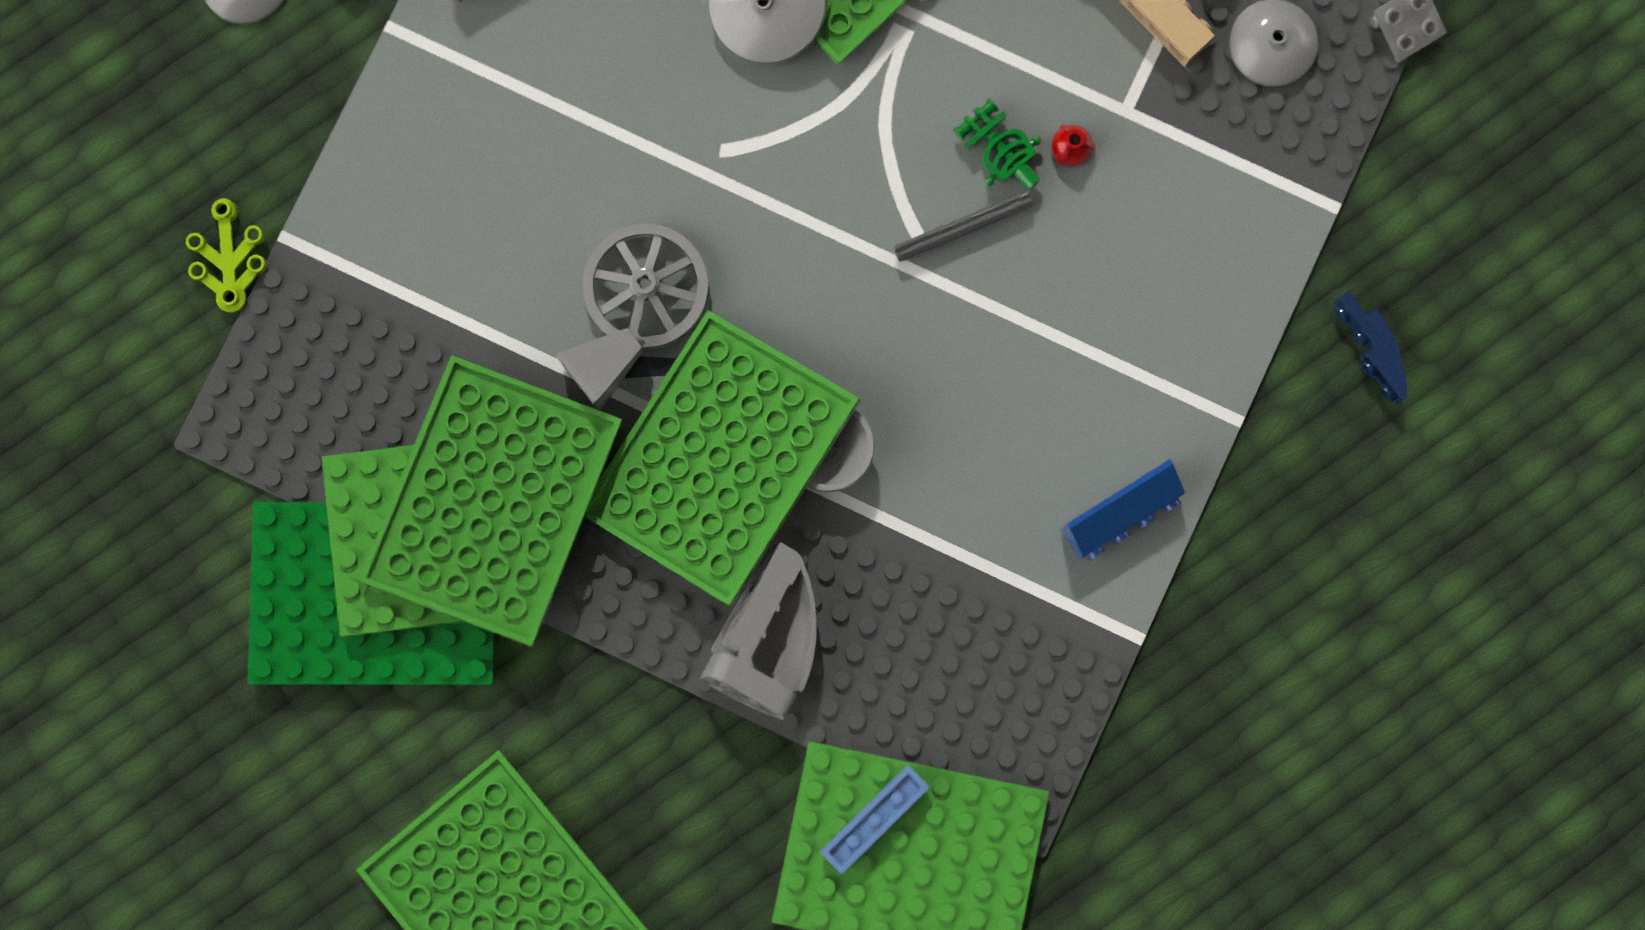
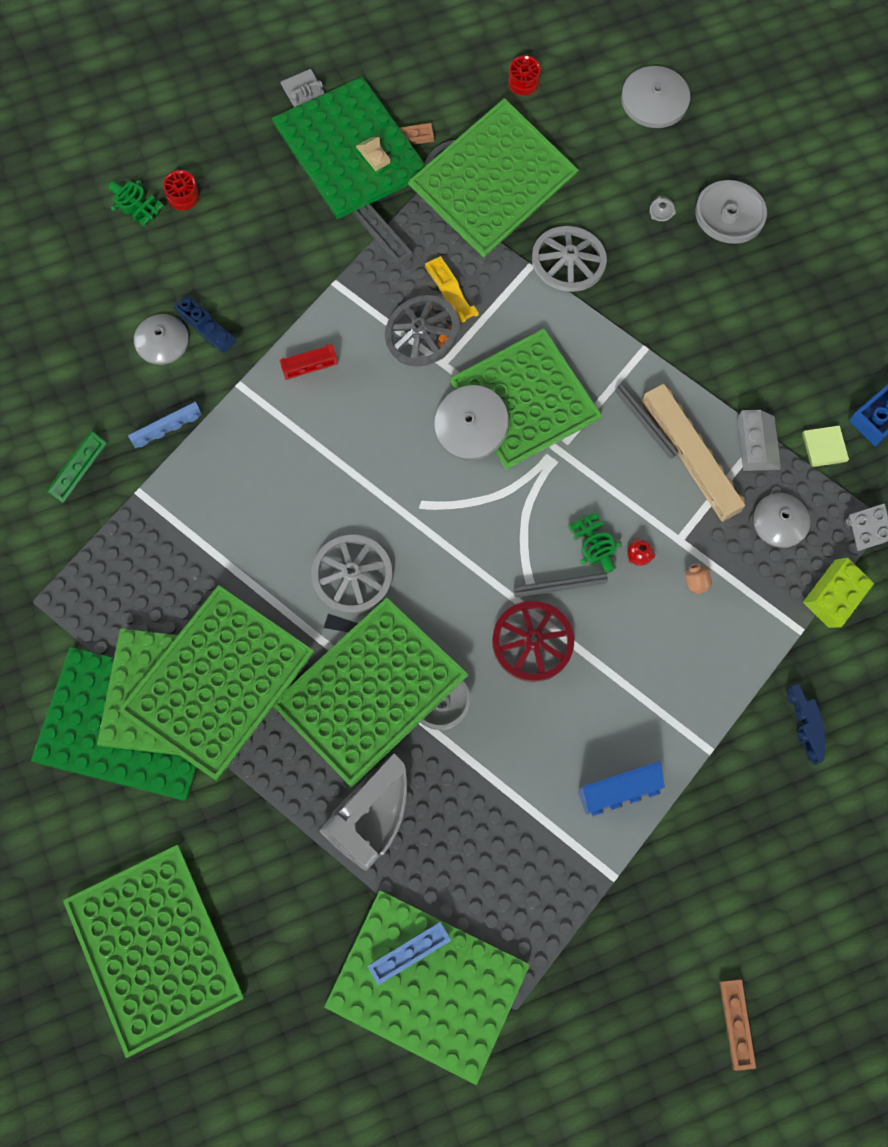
camera: 15 degrees right, 10 degrees down
(175, 221) = (76, 467): none -> green plate
(229, 259) = (101, 497): lime plant -> none
(302, 114) = (159, 428): none -> medium blue plate
(602, 363) = (311, 613): light grey slope -> none
(958, 269) = (533, 646): none -> dark red wheel
(1168, 166) = (698, 578): none -> nougat head
(1358, 800) = (737, 1025): none -> nougat plate
(1380, 137) = (838, 593): none -> lime brick

